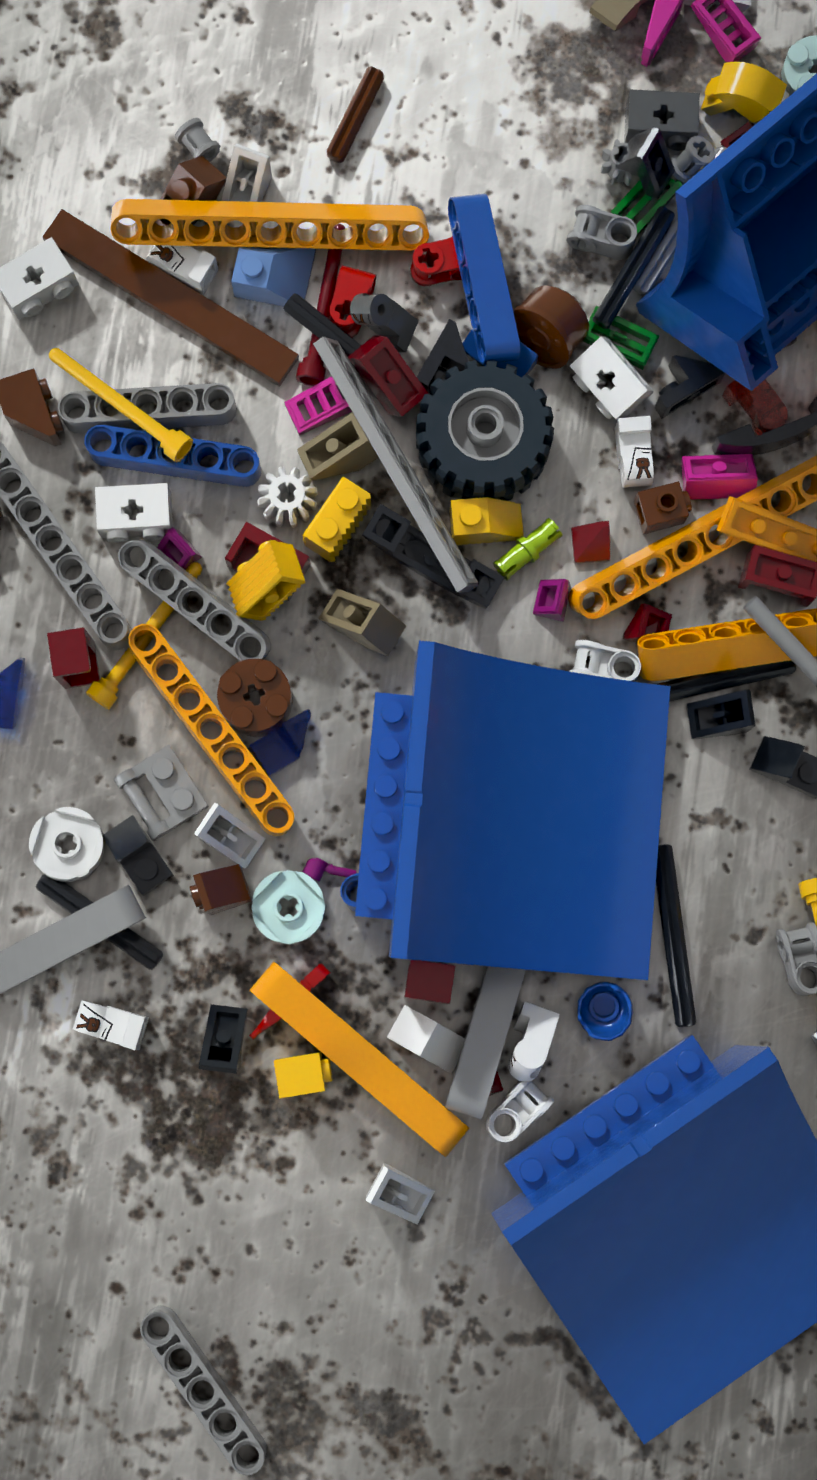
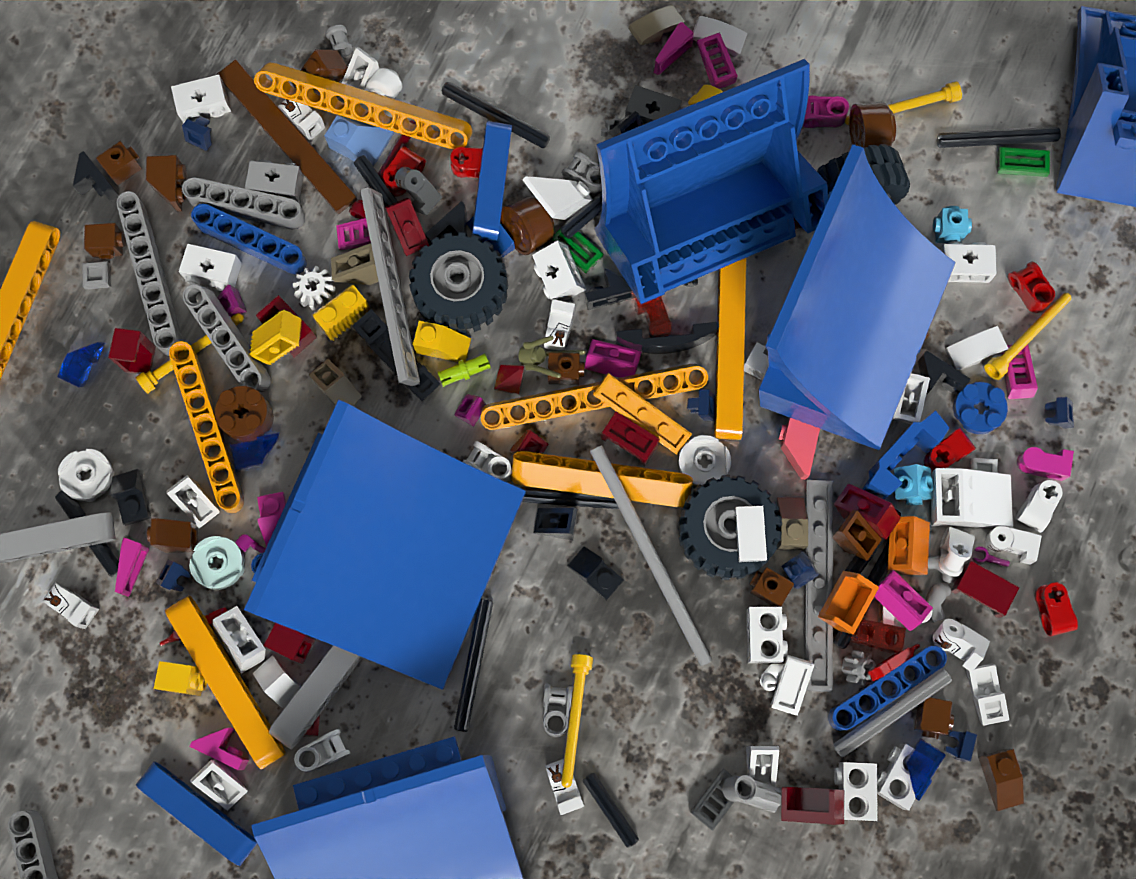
camera: 25 degrees right, 5 degrees down
(48, 328) = (197, 132): none -> dark blue tile
(172, 786) = (170, 457): light grey plate -> none
(172, 939) = (130, 563): none -> dark pink slope
(175, 443) = (247, 229): yellow piece -> none
(197, 365) = (275, 179): none -> light grey brick
(223, 1039) = (138, 639): black slope -> none
(232, 943) = (169, 576): none -> dark blue tile
(284, 184) = (385, 83): none -> white head
(341, 824) = (270, 510): none -> dark pink slope
(355, 114) = (449, 52): reddish brown axle -> none
(358, 999) = (239, 639): none -> white brick
(372, 1148) = (215, 747): none -> dark pink slope
(381, 1240) = (197, 813): none -> blue beam
(446, 184) = (495, 114): none -> black axle
(531, 1052) = (345, 711): white leg -> none
(581, 273) = (559, 196): none -> white slope
(605, 1011) = (405, 701): blue hair -> none
(614, 502) = (533, 355): none -> olive plant

